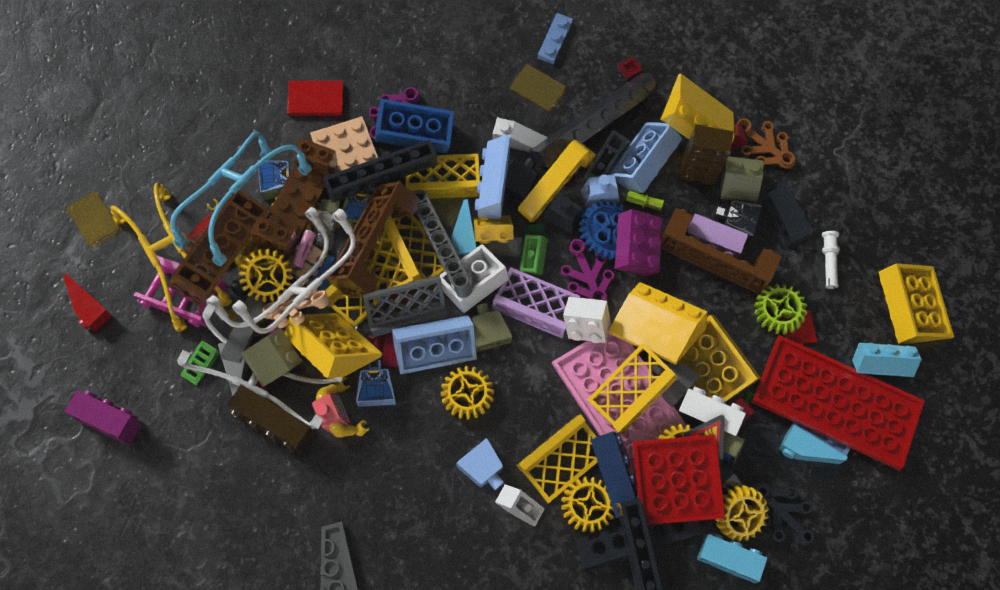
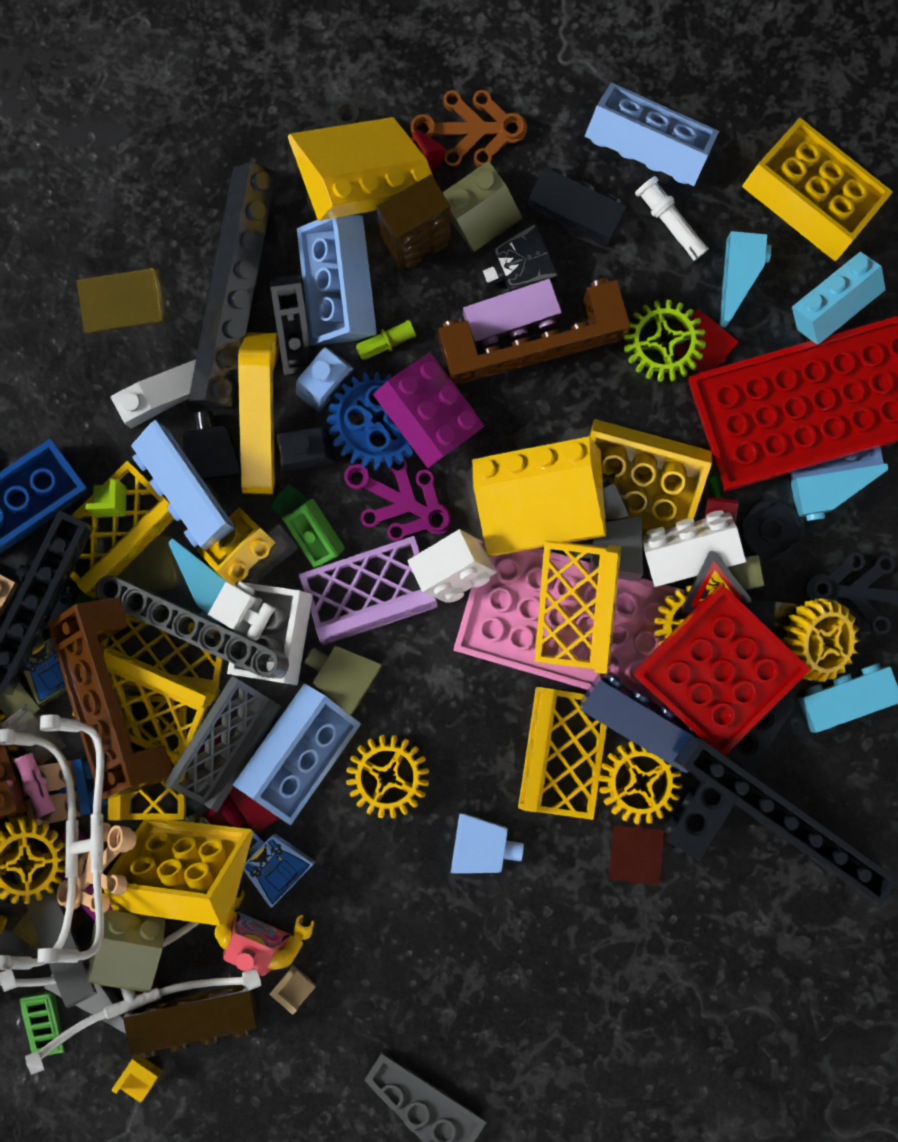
camera: 35 degrees left, 15 degrees up
(217, 427) = (138, 1078): none -> yellow panel
(329, 451) = (292, 989): none -> tan panel
(454, 161) = (108, 500): none -> lime panel
(470, 251) = (238, 608): none -> white brick
(519, 504) = (563, 853): white slope -> none
(554, 540) = (636, 854): none -> clear red piece
(555, 38) = (80, 211): medium blue plate -> none
(630, 68) = (214, 171): dark red plate -> none
(693, 355) = (615, 502): none -> black brick
(848, 309) = (743, 262): none -> medium azure slope
(851, 214) = (651, 134): none -> light blue slope

